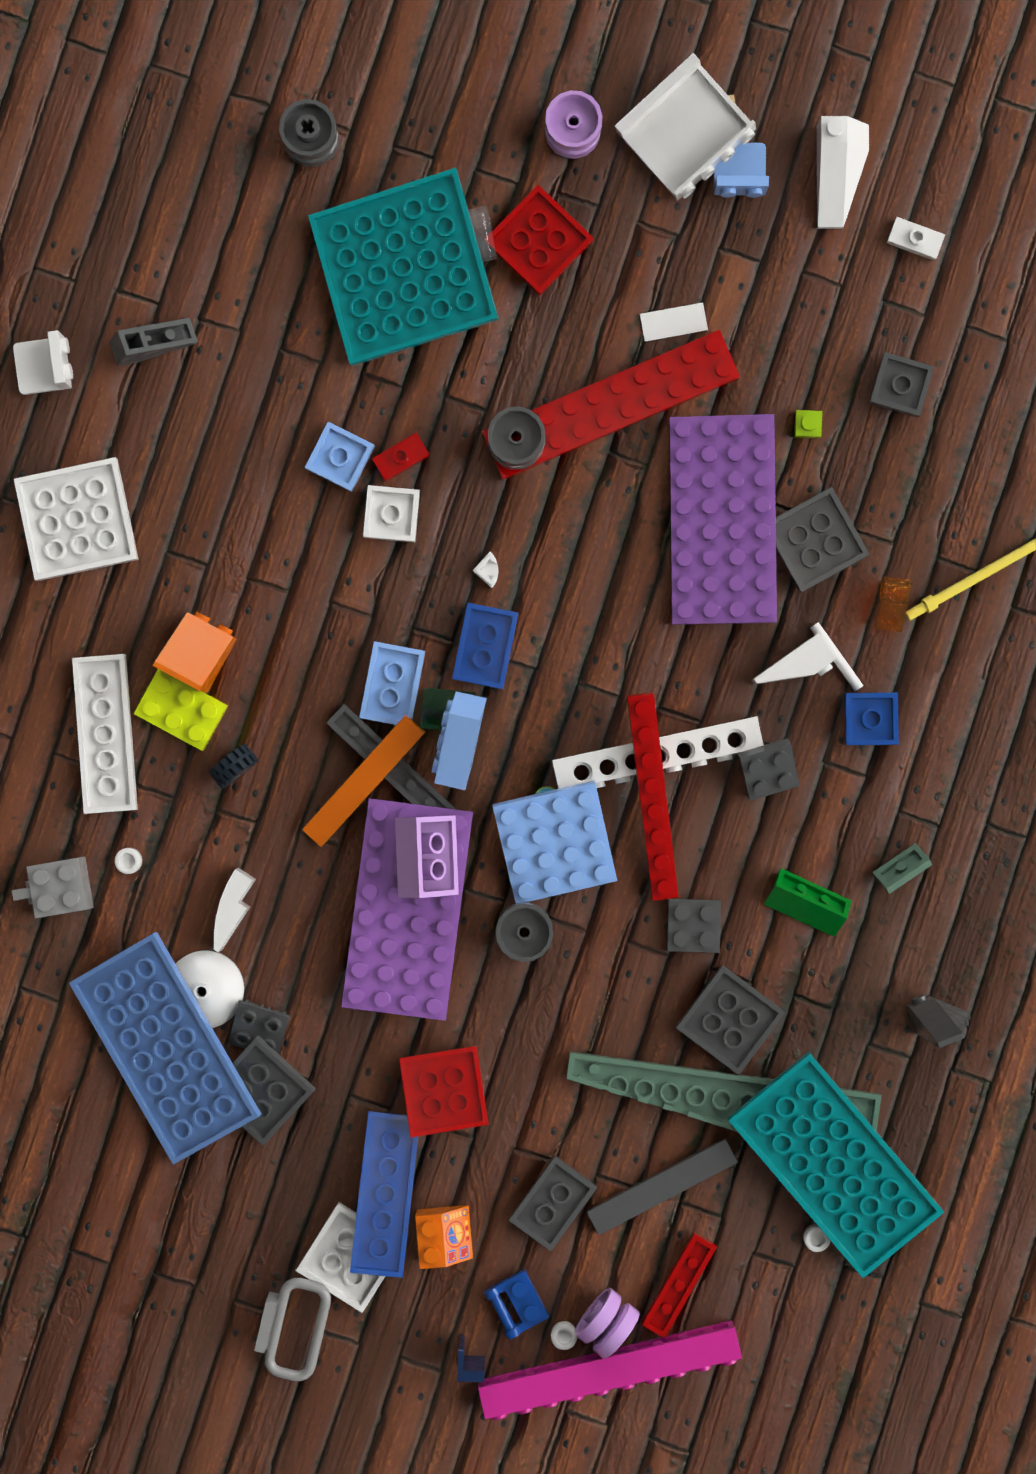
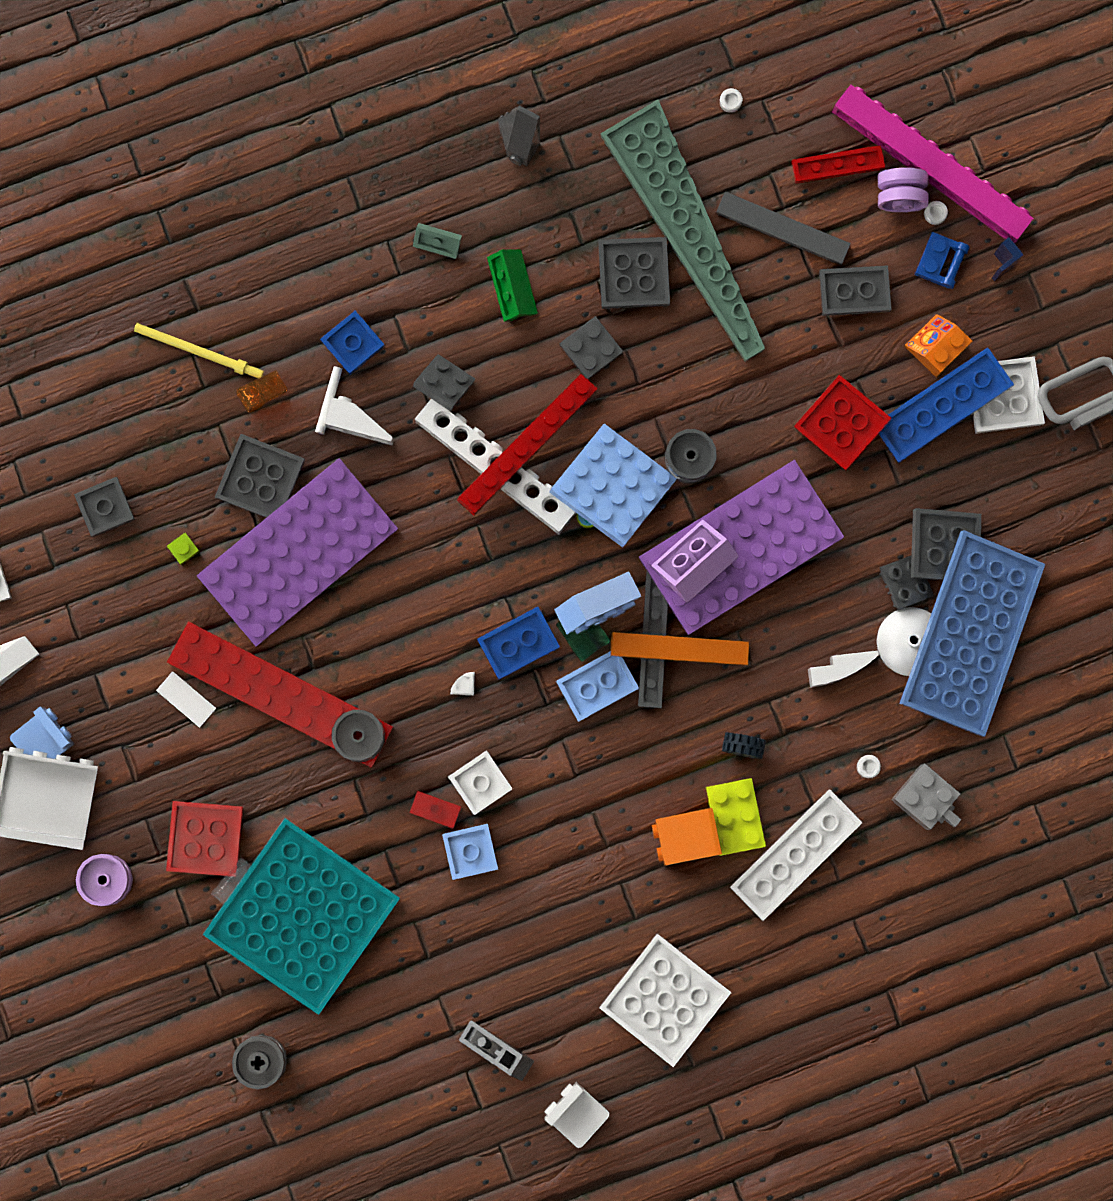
camera: 130 degrees left, 5 degrees down
(835, 1165) = (672, 126): teal plate -> none

